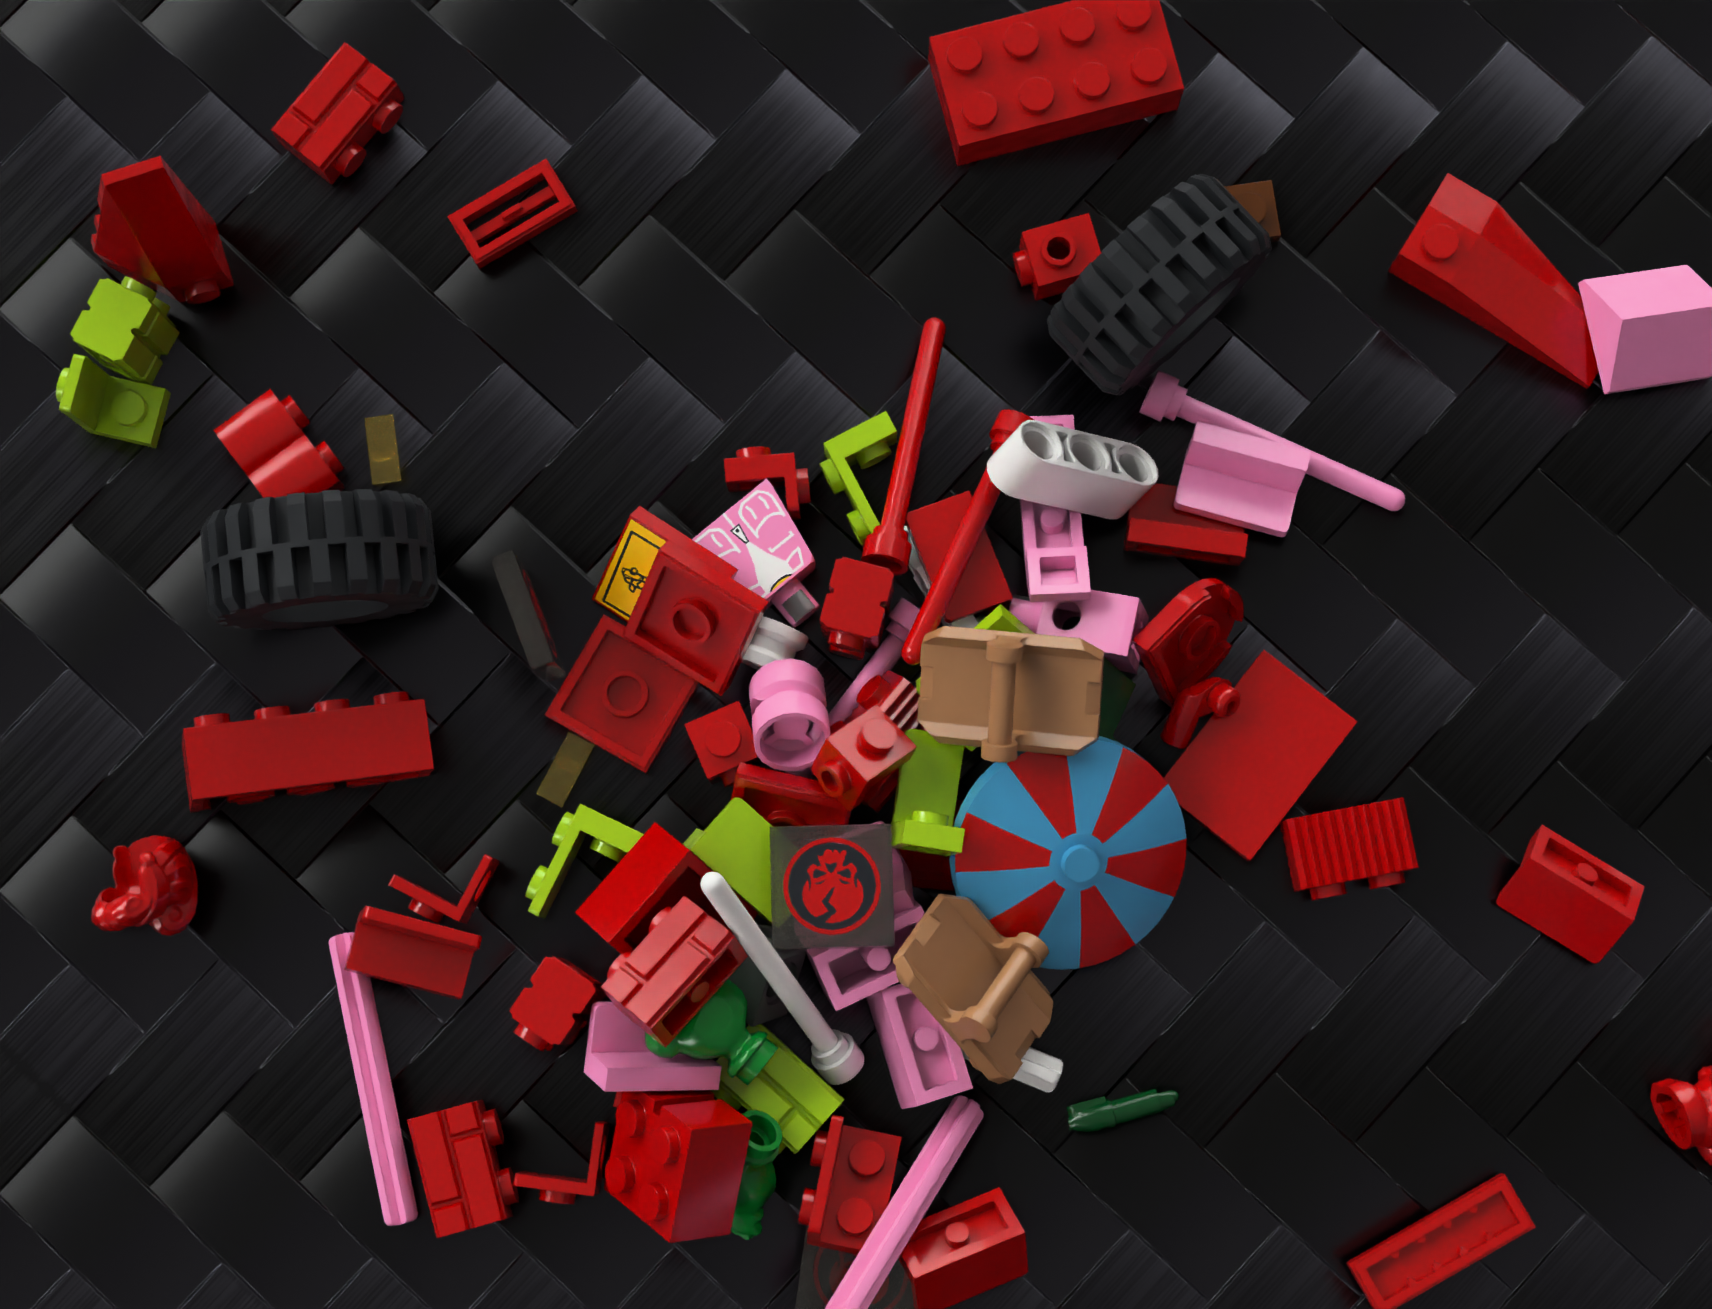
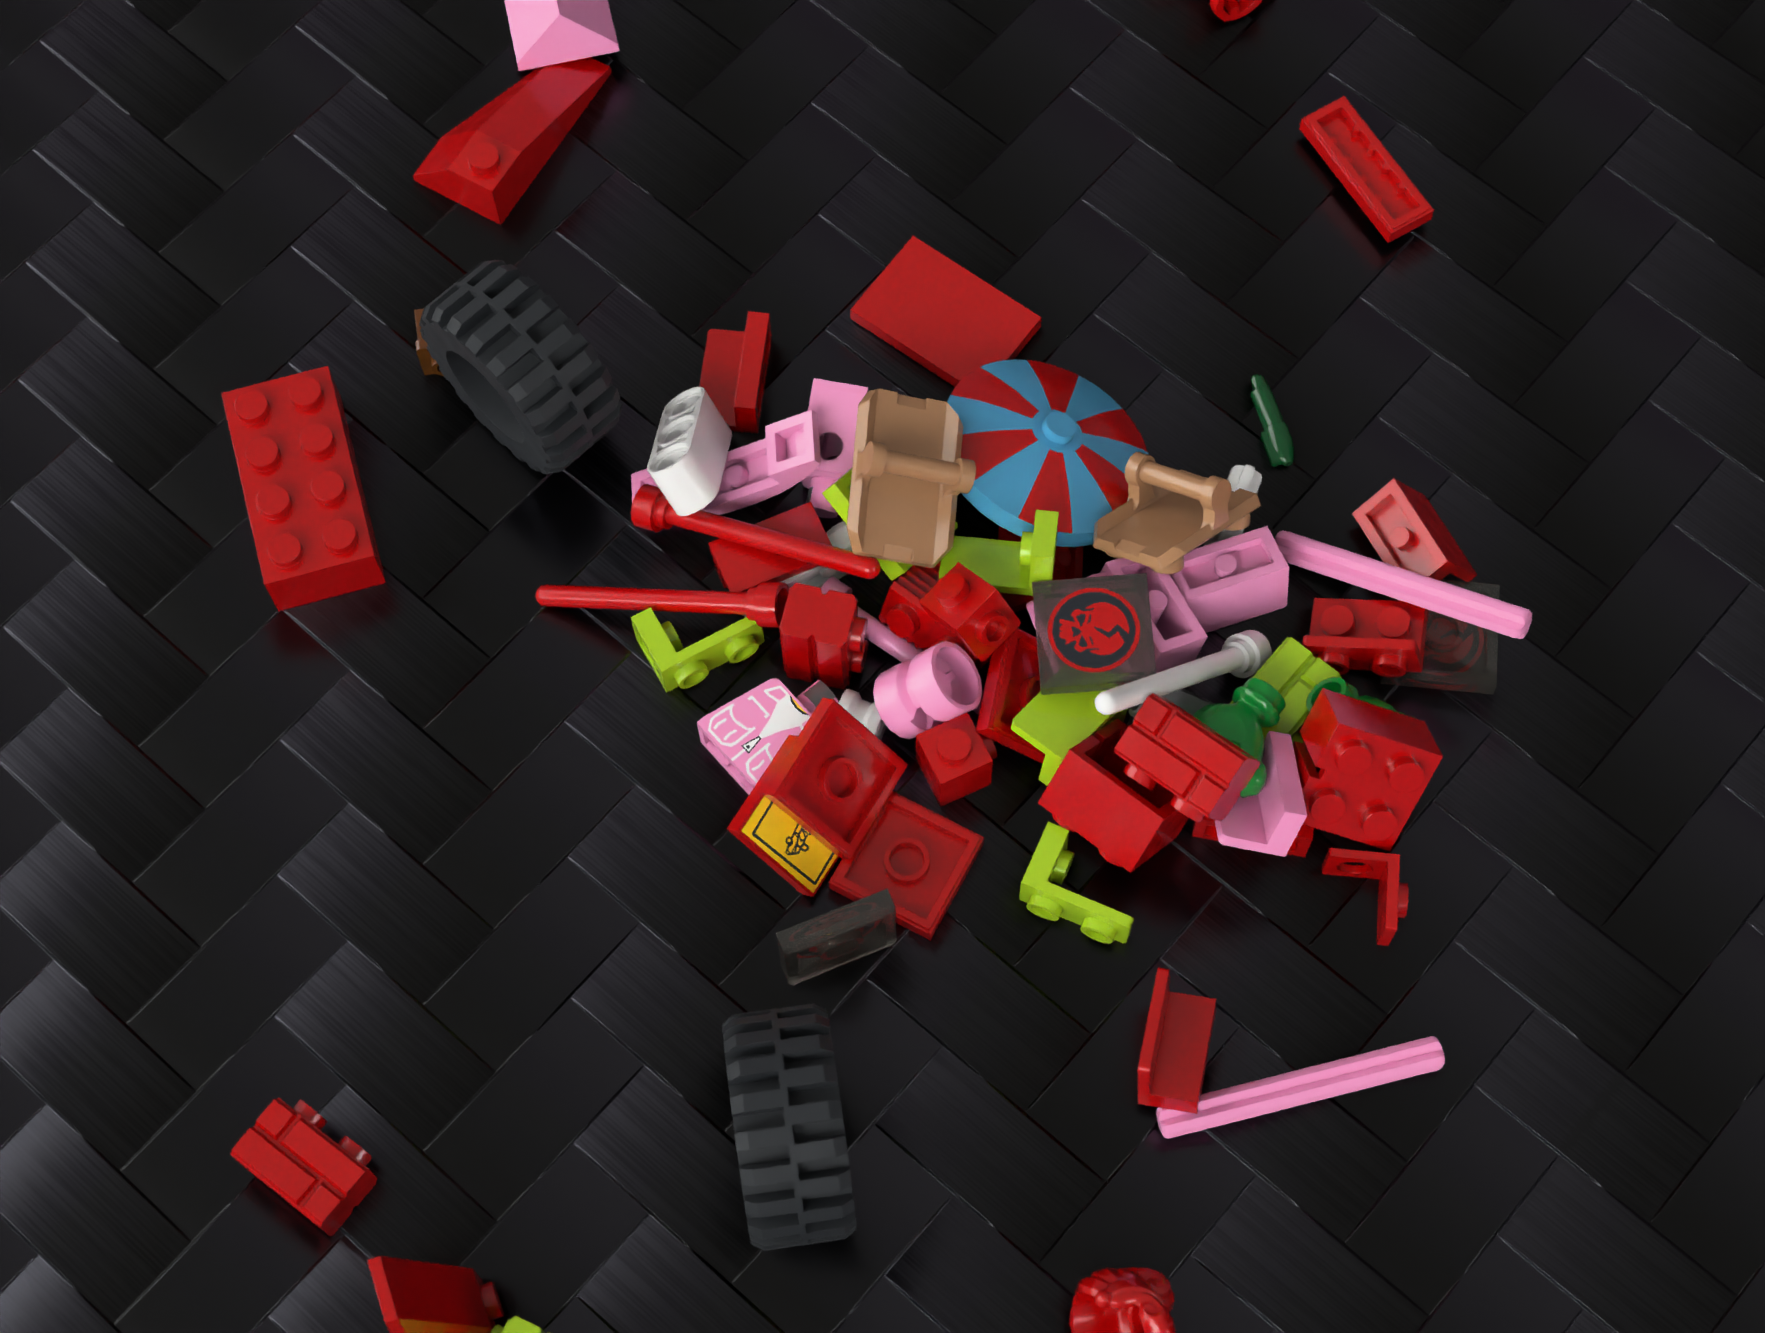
camera: 95 degrees left, 15 degrees down
(276, 452) = (671, 1206): red brick -> none
(305, 749) = (982, 1166): red wedge -> none
(382, 449) = (659, 1113): clear yellow piece -> none
(434, 907) = (1120, 996): red bracket -> none
(463, 1167) = (1381, 990): red brick -> none
(524, 231) = (441, 1032): red tile -> none
(556, 1004) = (1218, 894): red brick -> none
(565, 769) = (982, 919): clear yellow piece -> none
(757, 463) = (683, 740): red bracket -> none
(1055, 255) = (481, 480): red brick -> none
(1170, 400) = (628, 373): bright pink piece -> none
(1189, 636) = (844, 357): red tile -> none
(1195, 702) = (901, 361): red arm -> none
(1241, 479) = (693, 329): bright pink panel -> none
(1348, 847) = (1026, 238): red brick -> none
(1571, 895) = (1059, 74): red panel -> none

